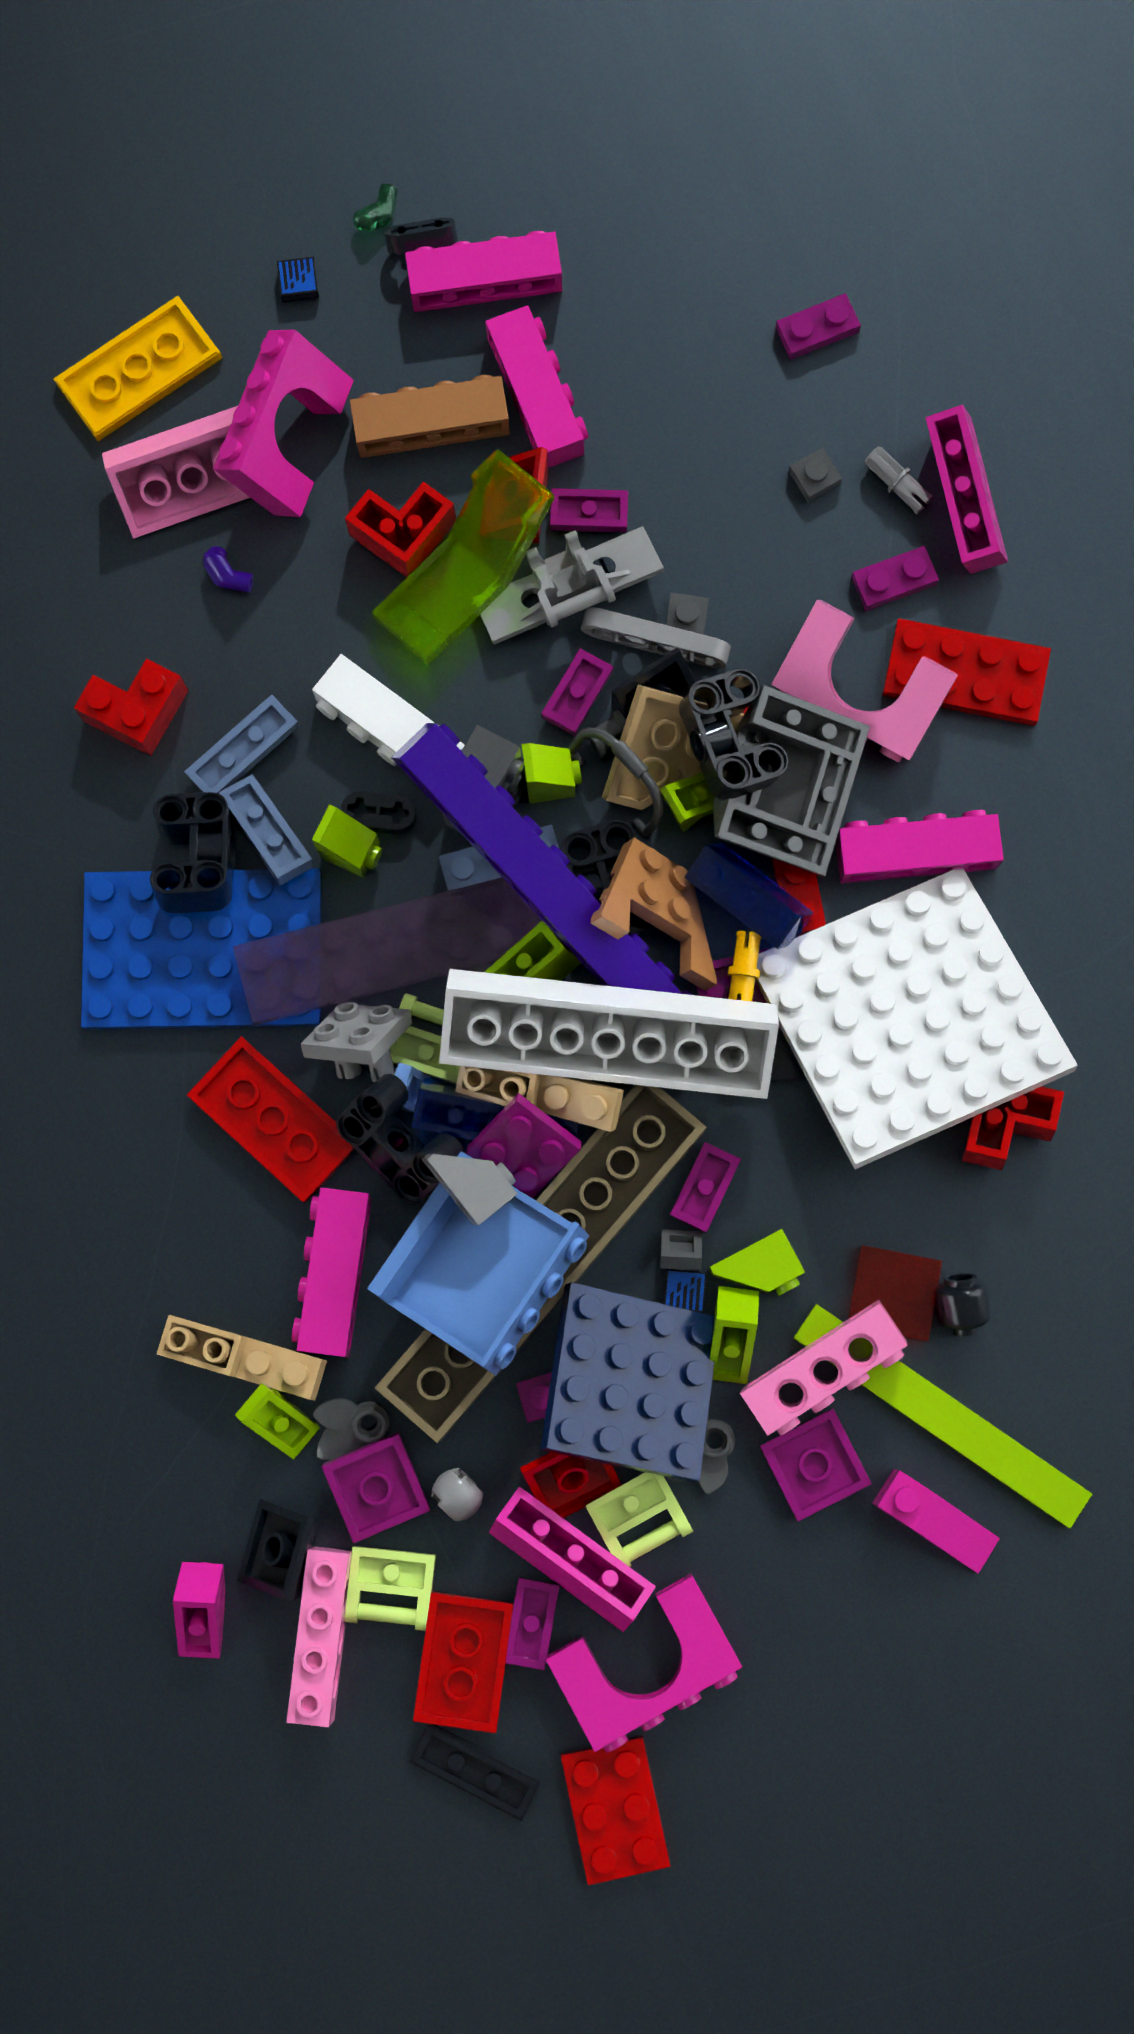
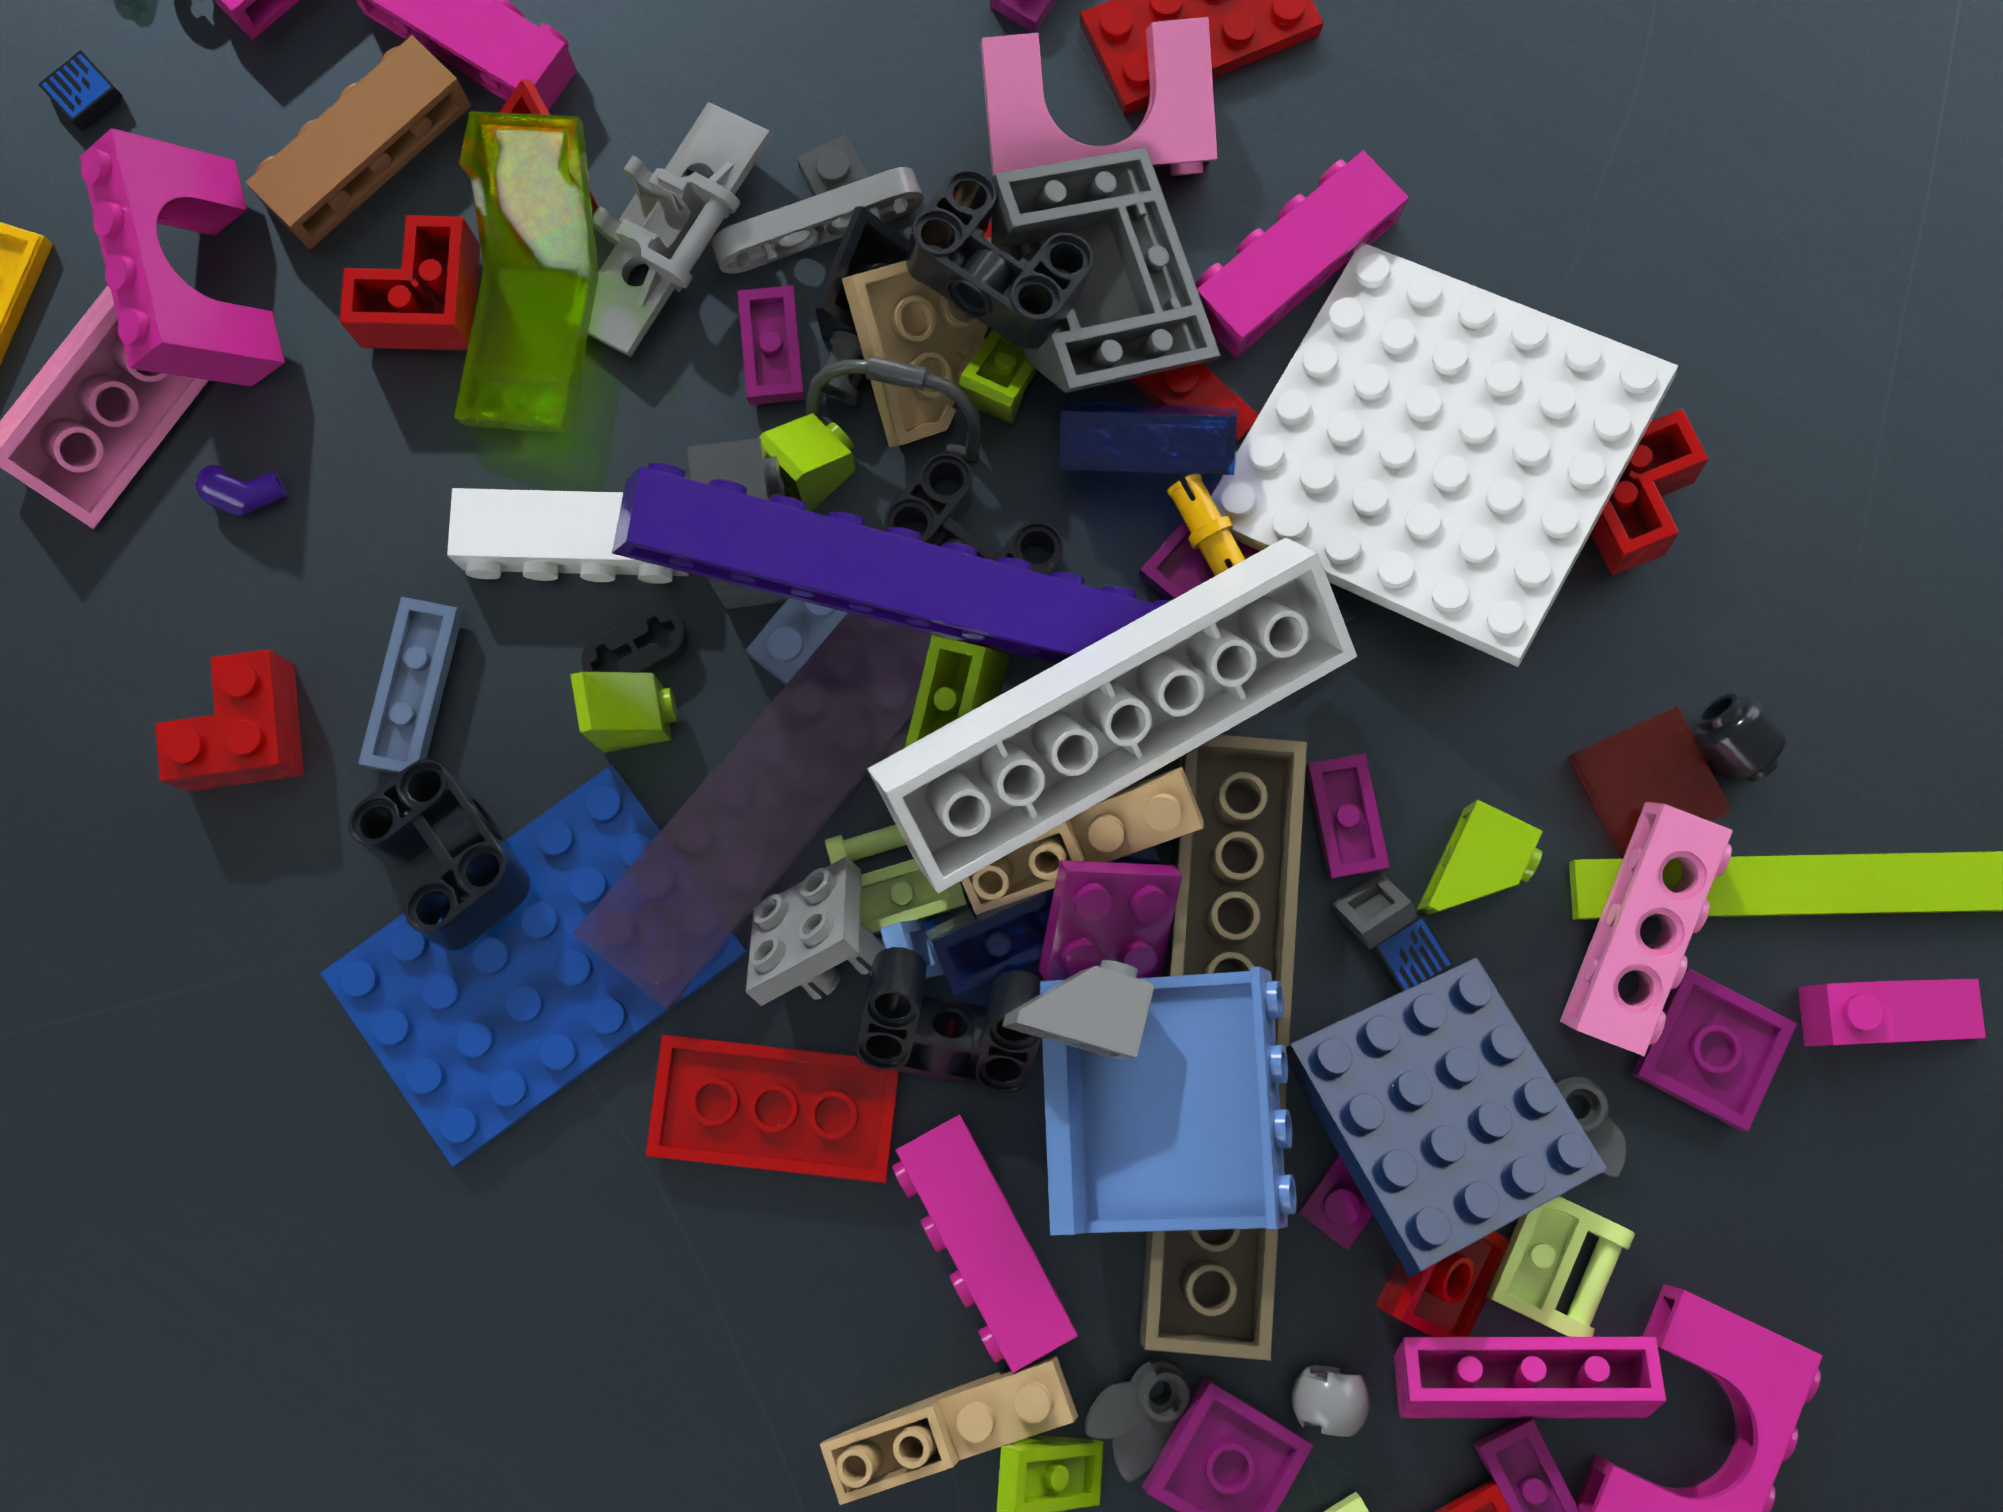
camera: 40 degrees left, 0 degrees up
(266, 830) = (513, 763): sand blue plate -> none
(589, 510) = (633, 126): magenta plate -> none
(662, 896) = (1050, 509): medium nougat wing -> none
(734, 1333) = (1512, 959): lime slope -> none

